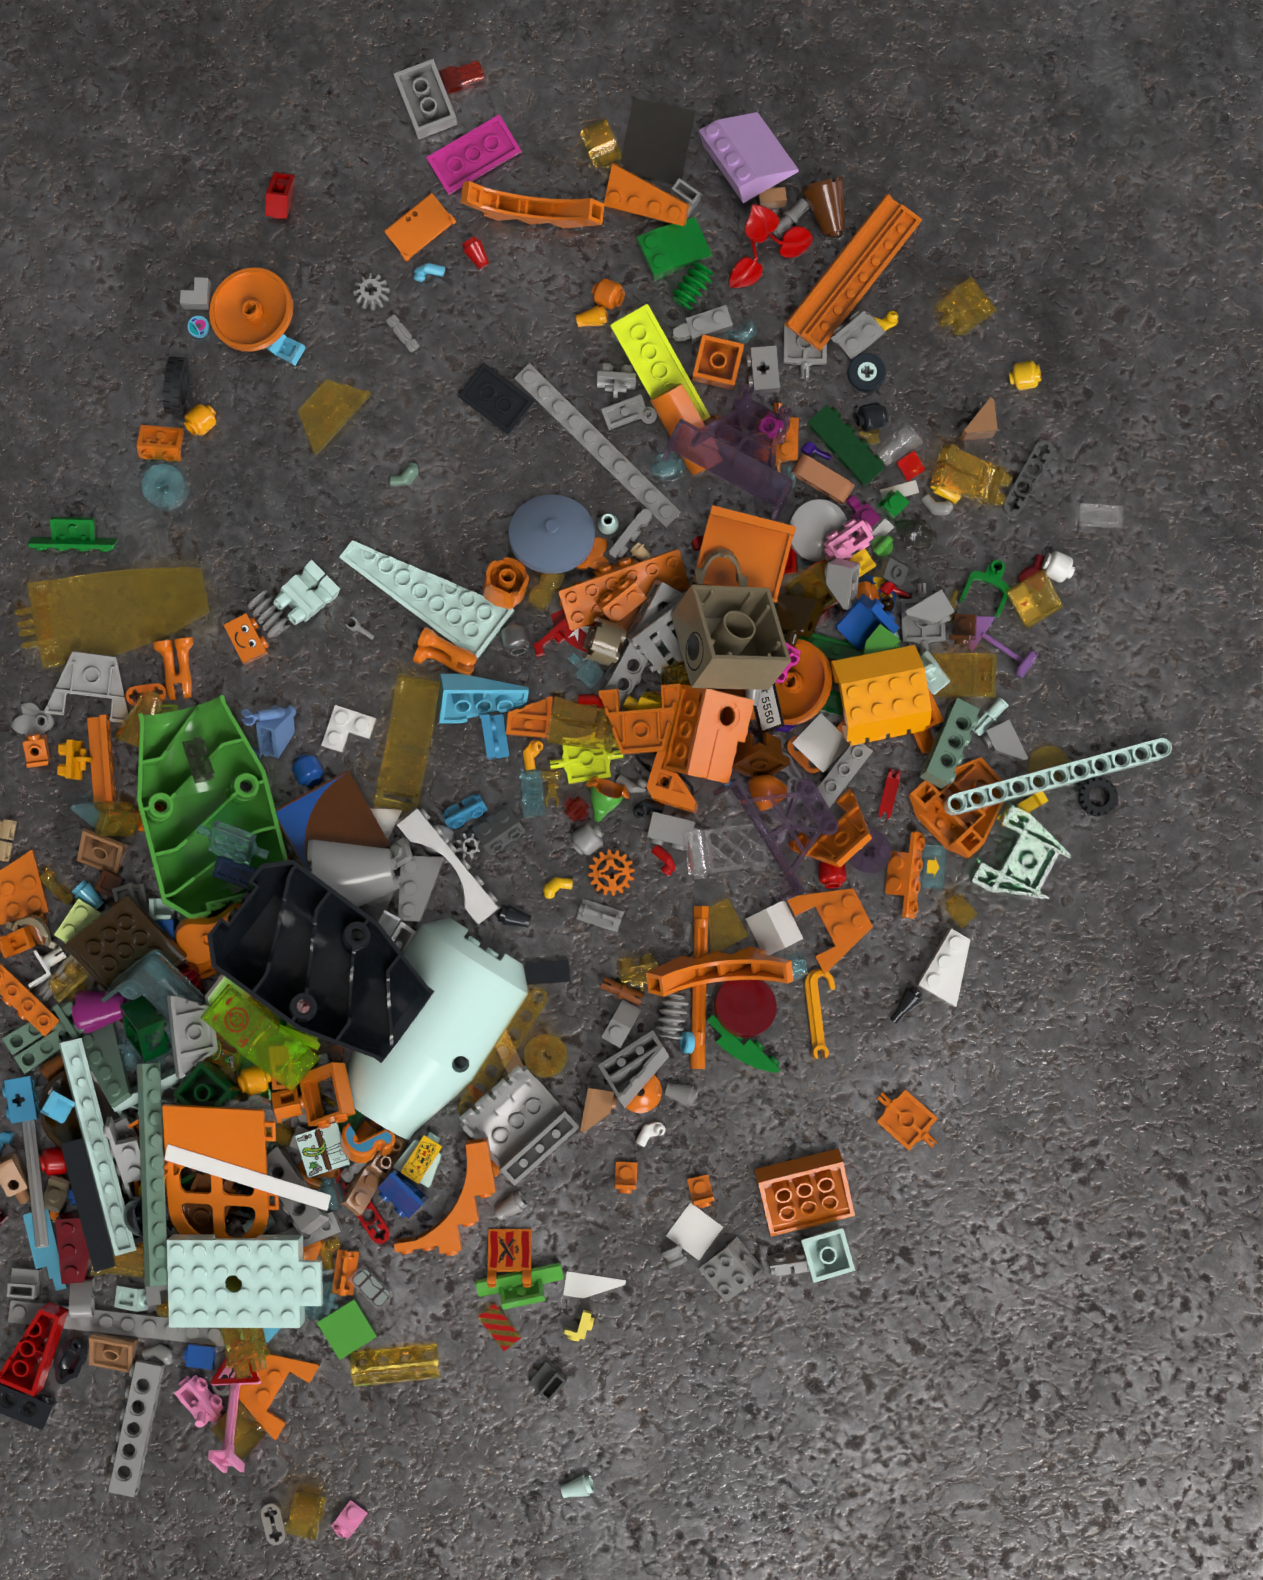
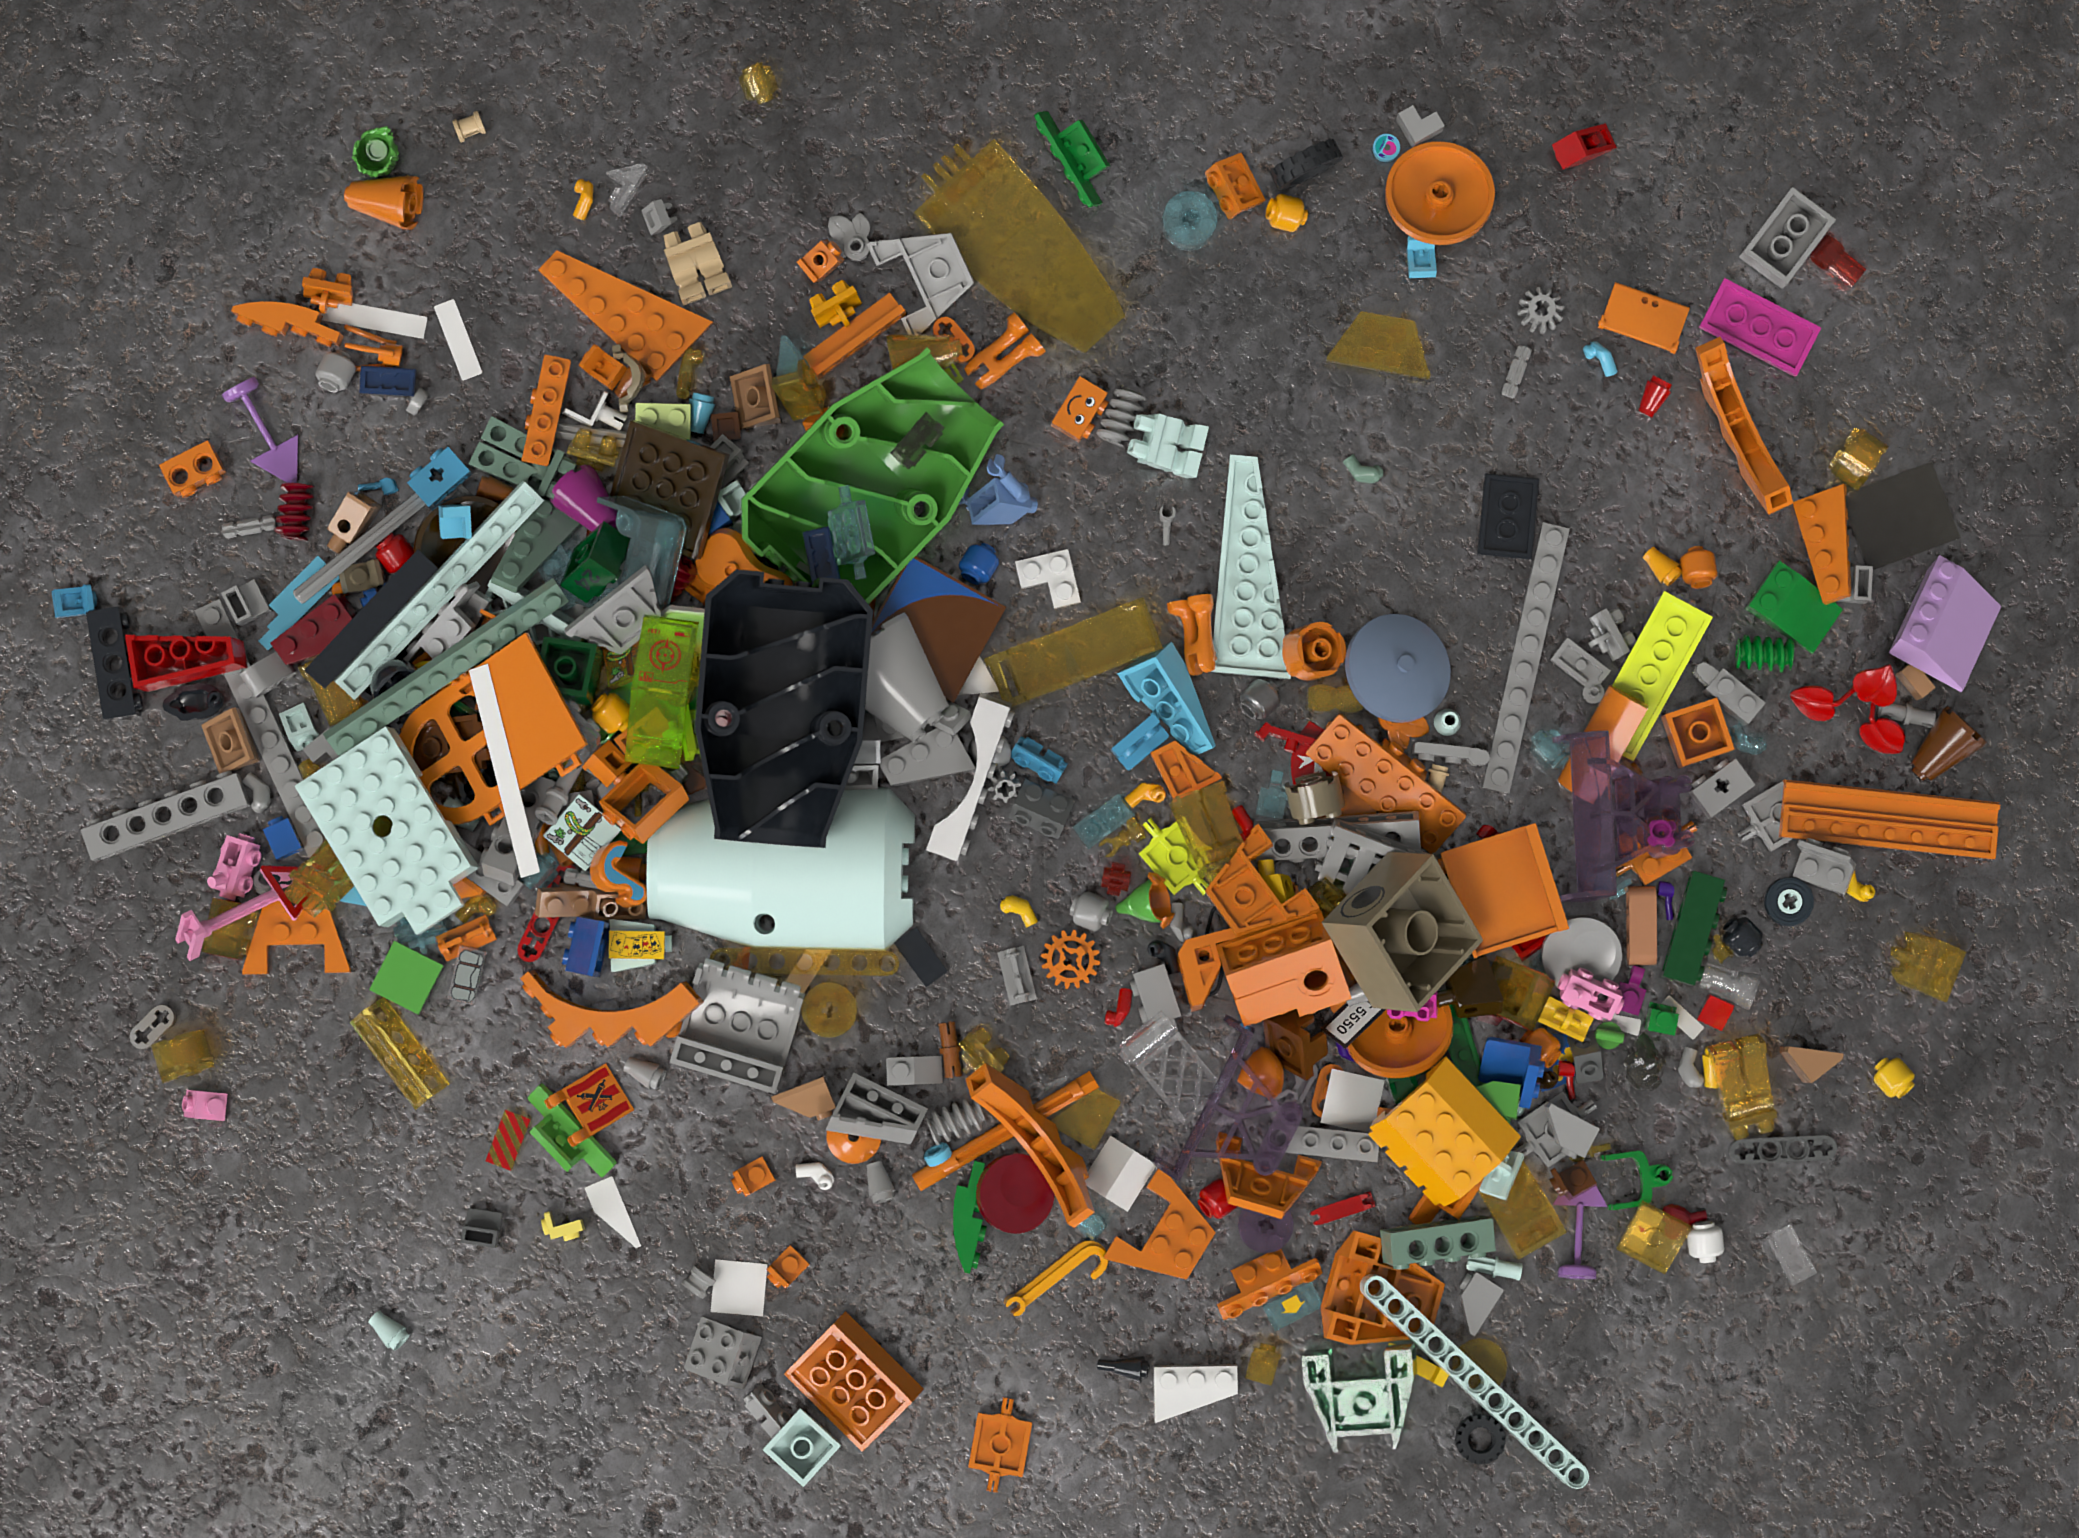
camera: 55 degrees right, 0 degrees up
(287, 1152) = (557, 797): none -> light grey pin
(513, 917) = (957, 882): black cone -> none
(621, 600) = (1372, 788): orange bracket -> none
(725, 553) = (1454, 855): dark tan helmet -> none
(842, 581) = (1542, 1016): light grey slope -> none

